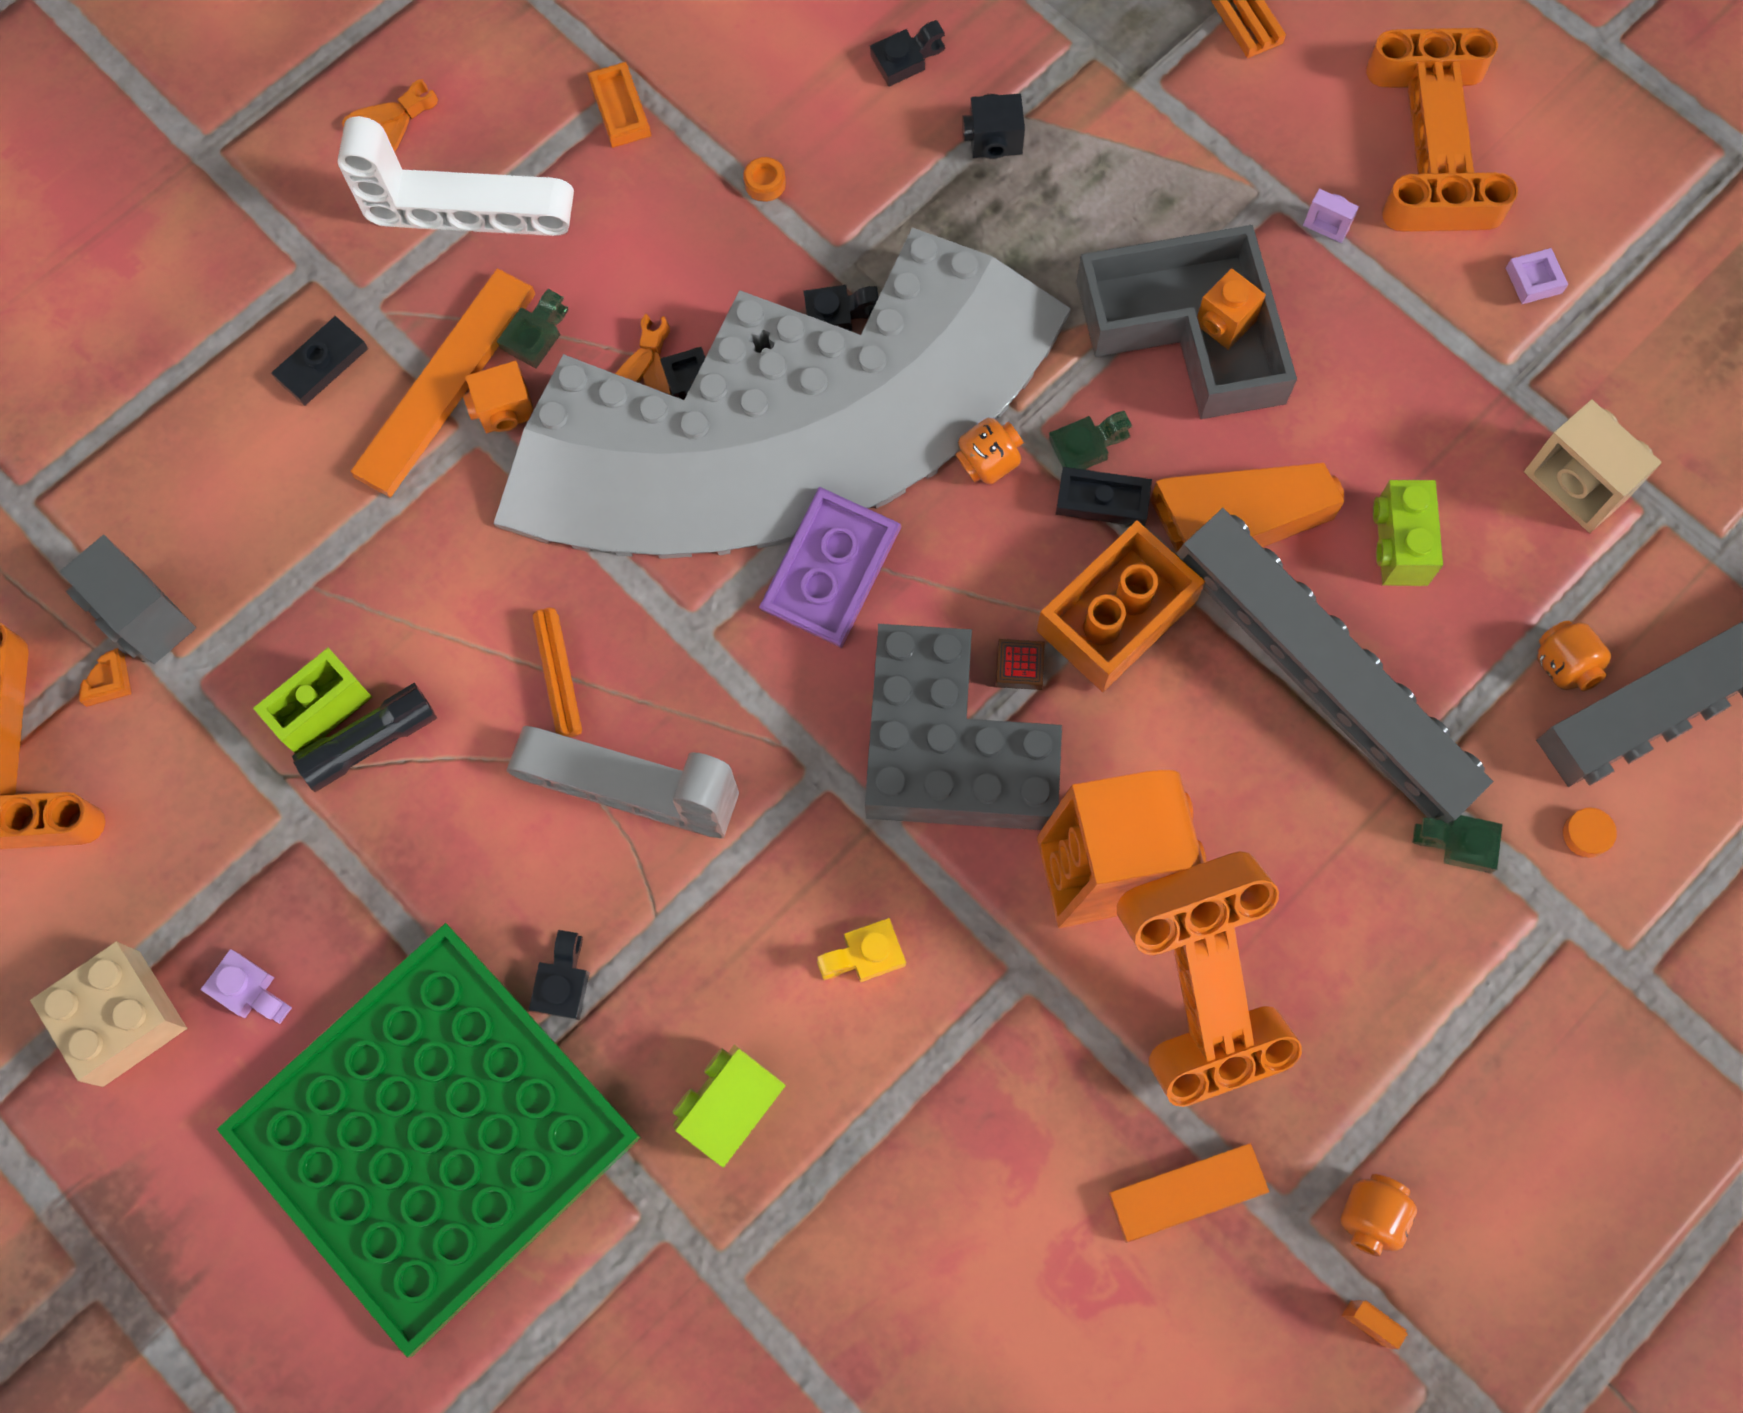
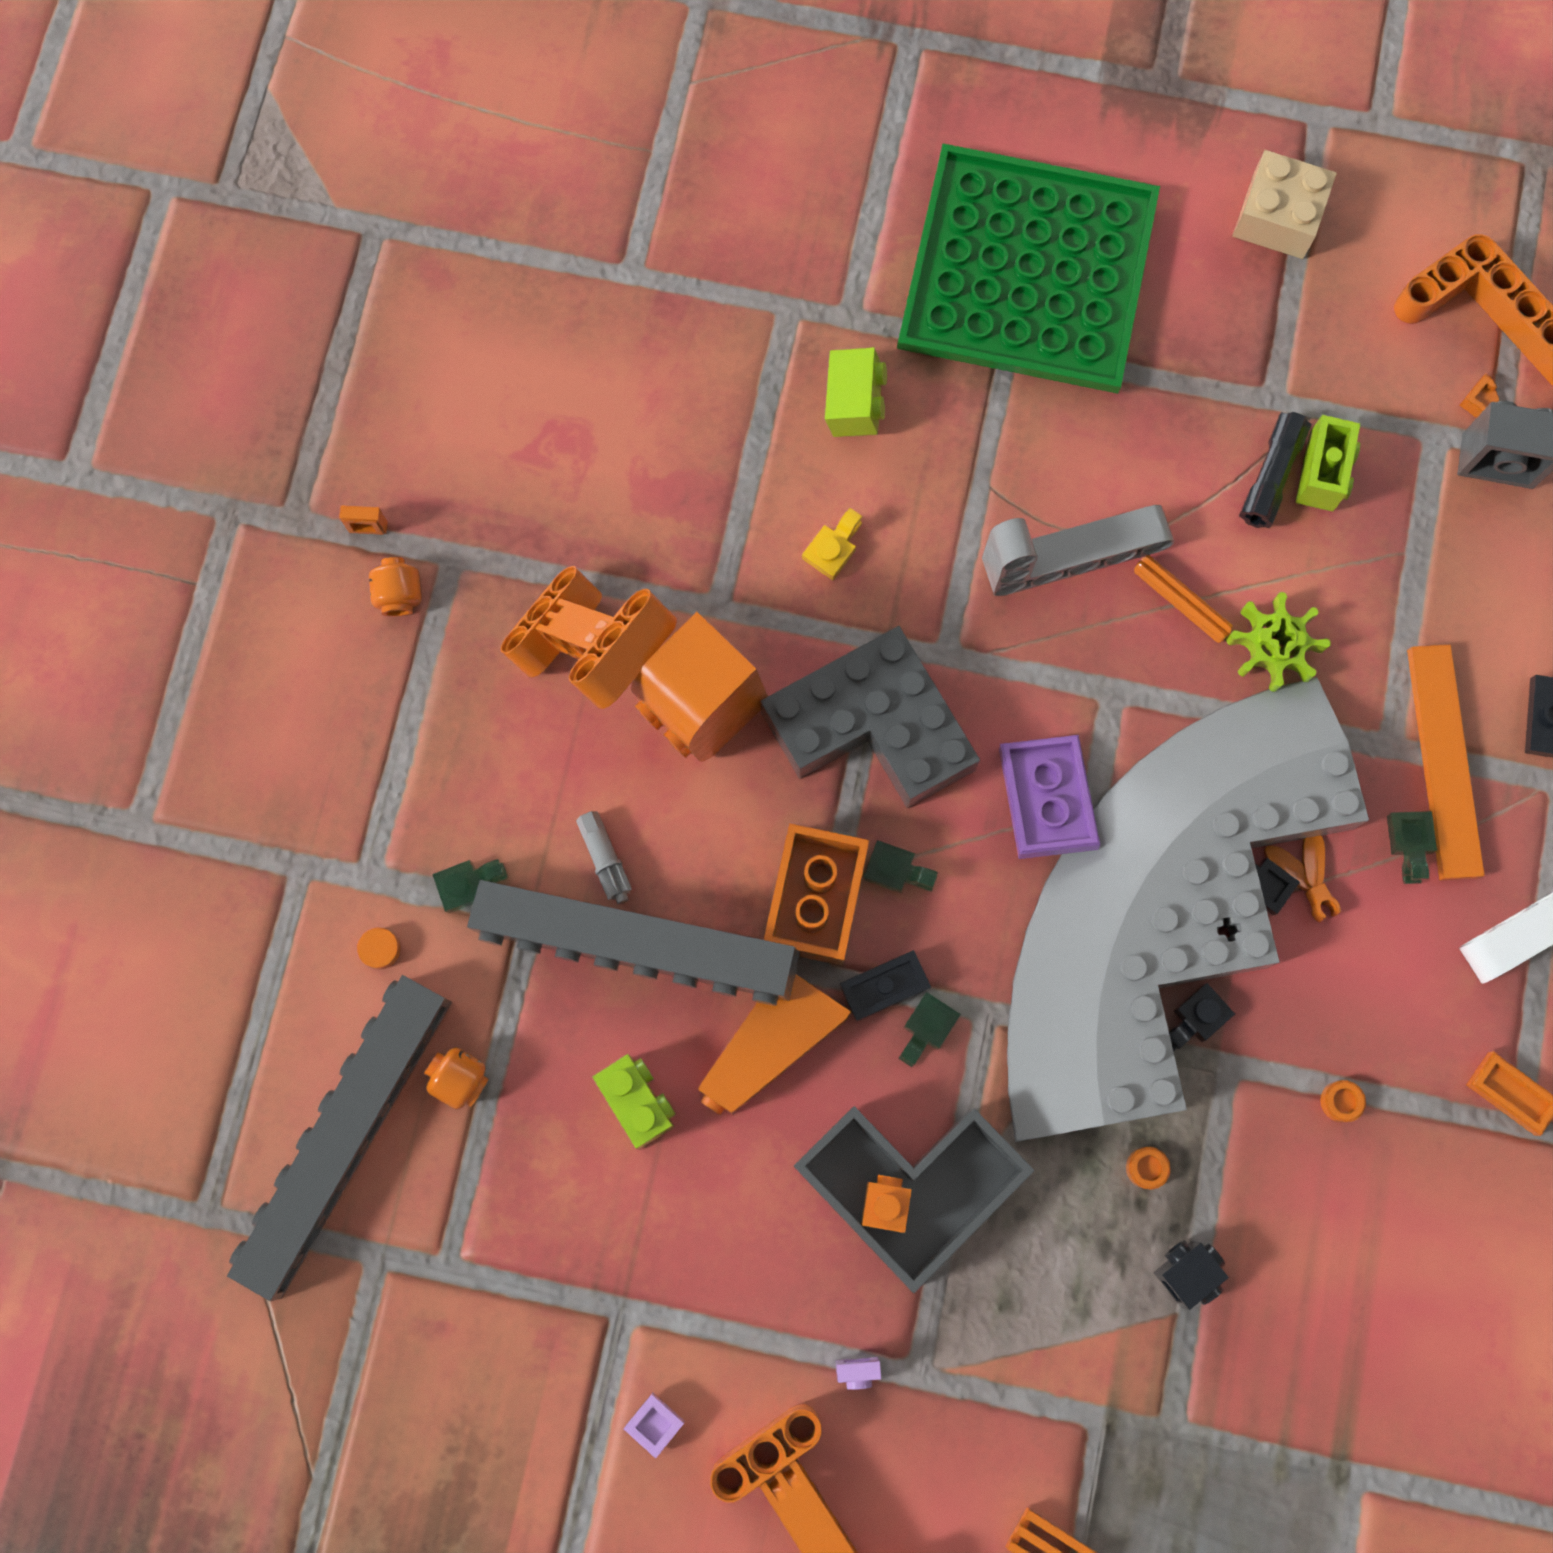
camera: 145 degrees right, 5 degrees up
(243, 986) = (1217, 275): lavender plate -> none
(495, 585) = (1289, 632): none -> lime gear
(498, 397) = (1391, 768): orange brick -> none
(560, 986) = (1019, 403): black plate -> none
(904, 56) = (1322, 1301): black plate -> none
(969, 225) = (1148, 1168): none -> orange tile
(989, 450) = (995, 964): orange head -> none
(1020, 664) = (862, 814): tile -> none
(1021, 595) = (893, 867): none -> clear green plate
(1188, 1192) = (526, 530): orange tile -> none
(1305, 781) = (607, 864): none -> light grey piece
(1592, 465) = (517, 1247): tan brick -> none

